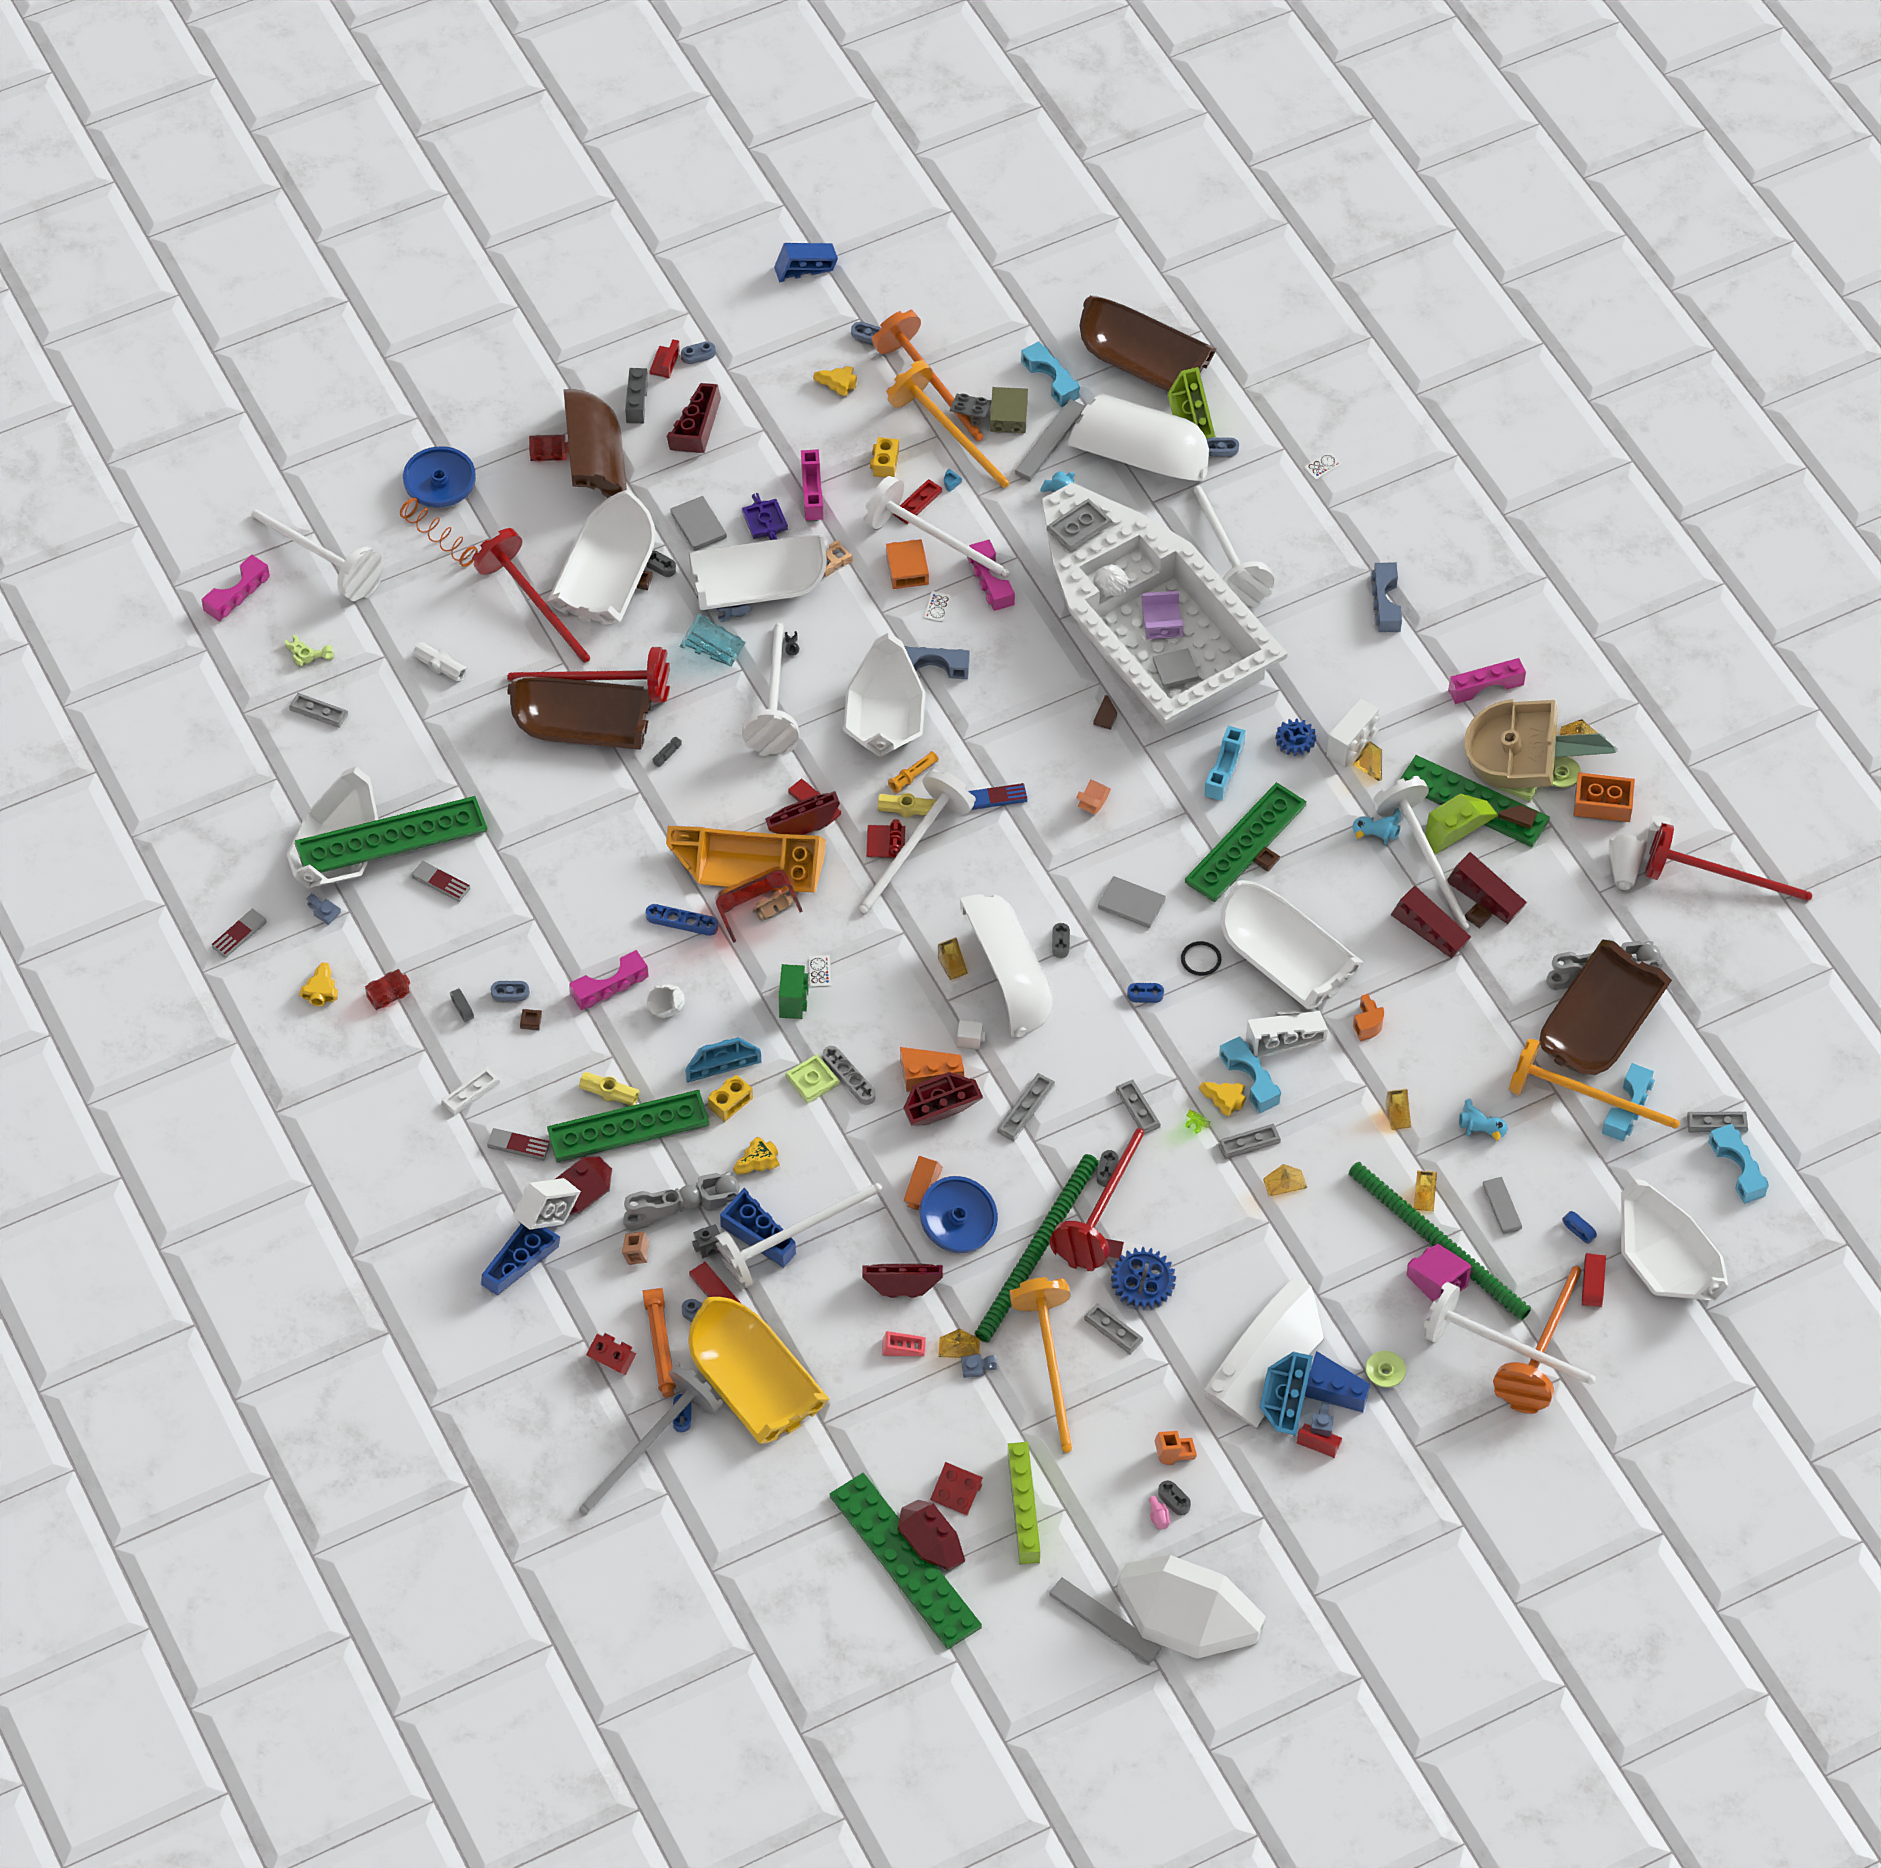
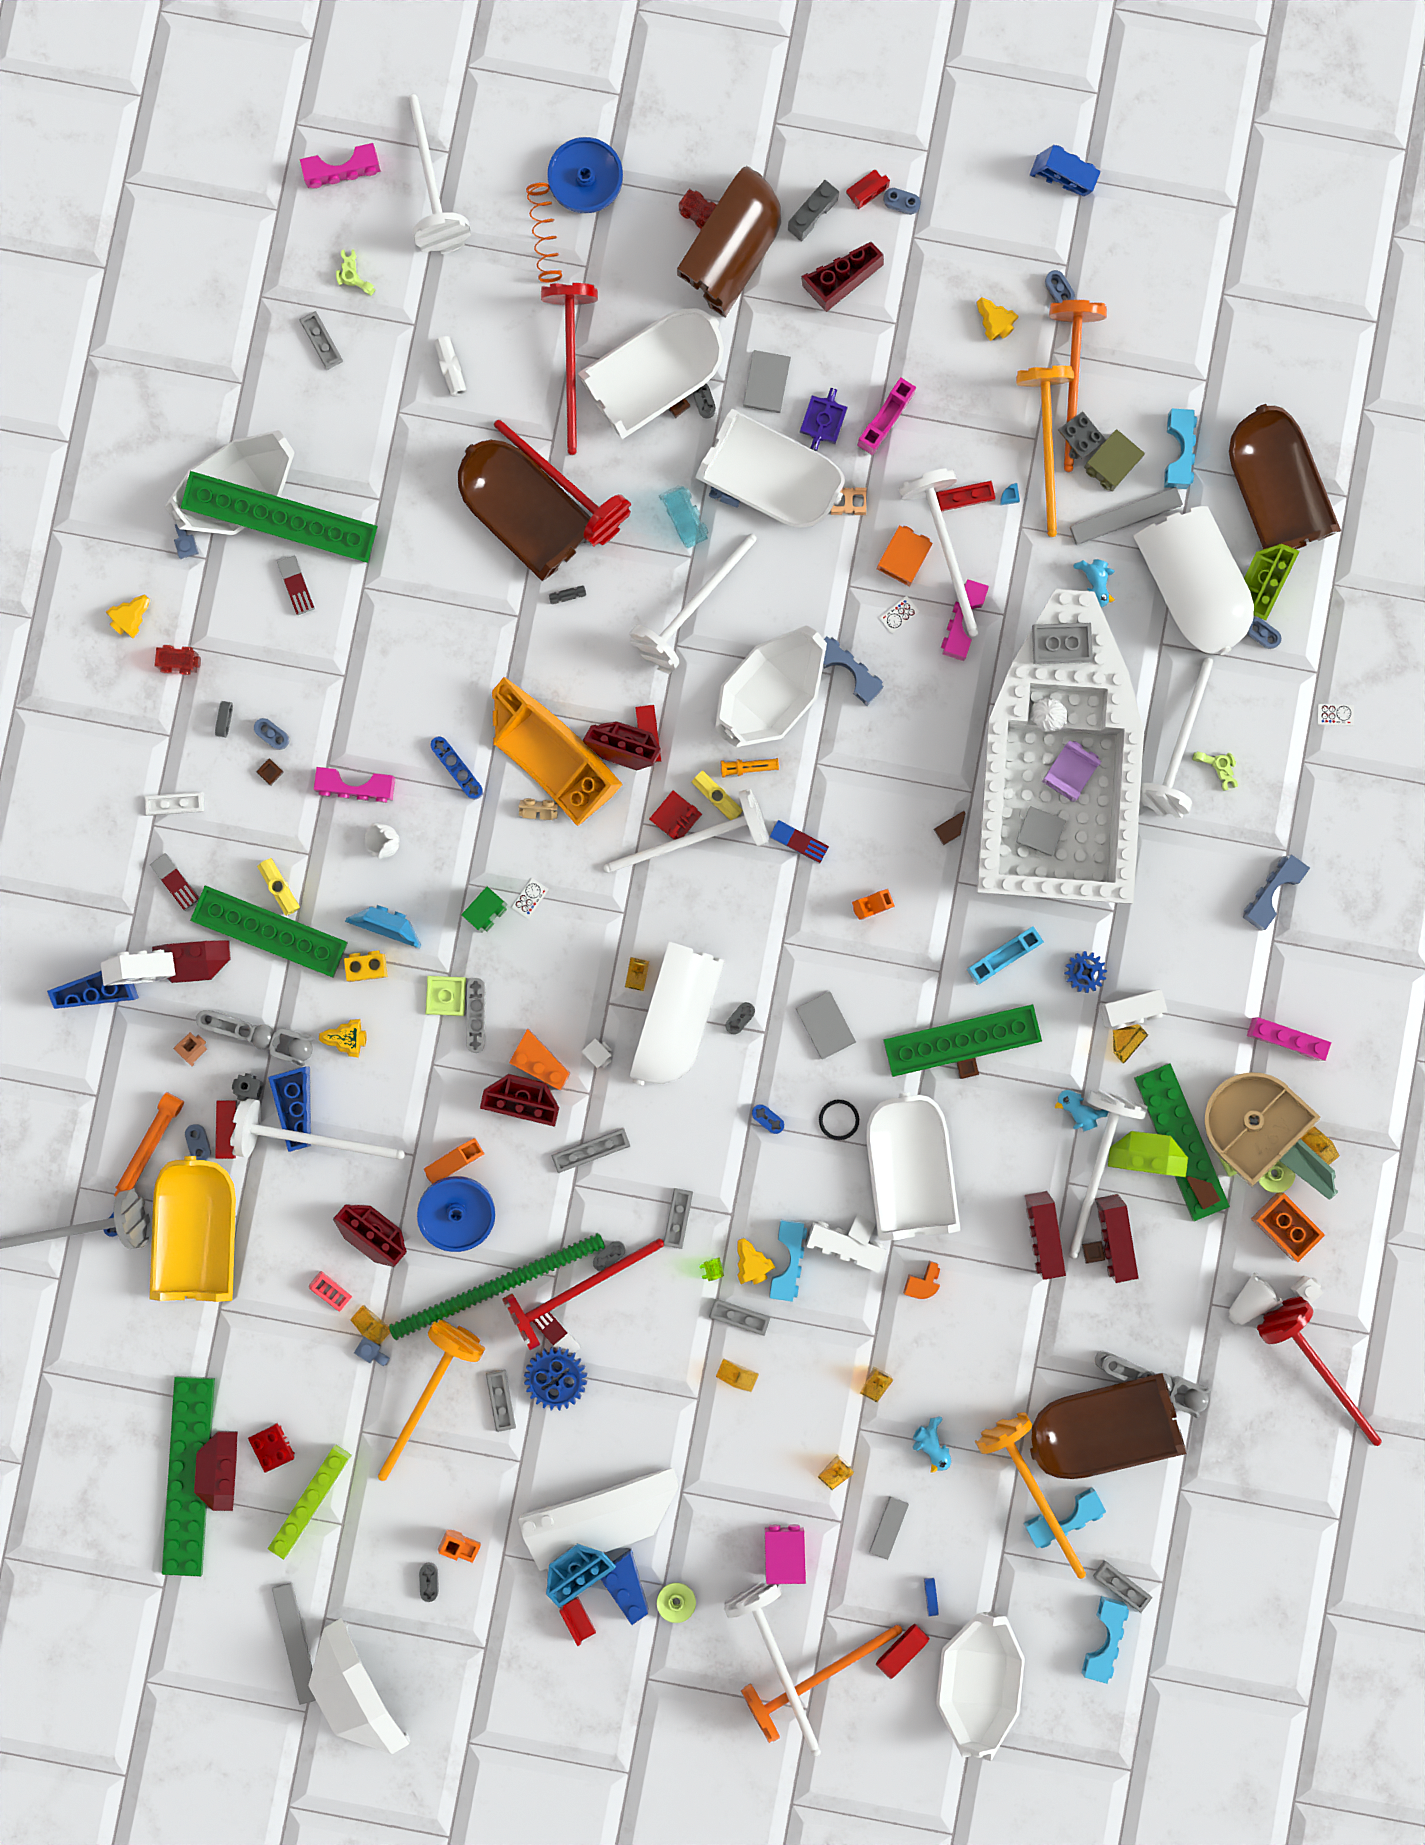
camera: 35 degrees right, 30 degrees up
(239, 933) = (103, 515): tile -> none
(614, 1355) = (99, 1128): red brick -> none
(751, 888) = (549, 793): clear red windscreen -> none
(792, 648) = (746, 567): black arm -> none
(885, 457) = (974, 434): yellow brick -> none
(1159, 1513) = (405, 1587): bright pink piece -> none
(1268, 545) = (1222, 765): none -> yellowish green piece
(1321, 1422) = (589, 1610): sand blue plate -> none
(1435, 1237) = (812, 1524): green piece -> none

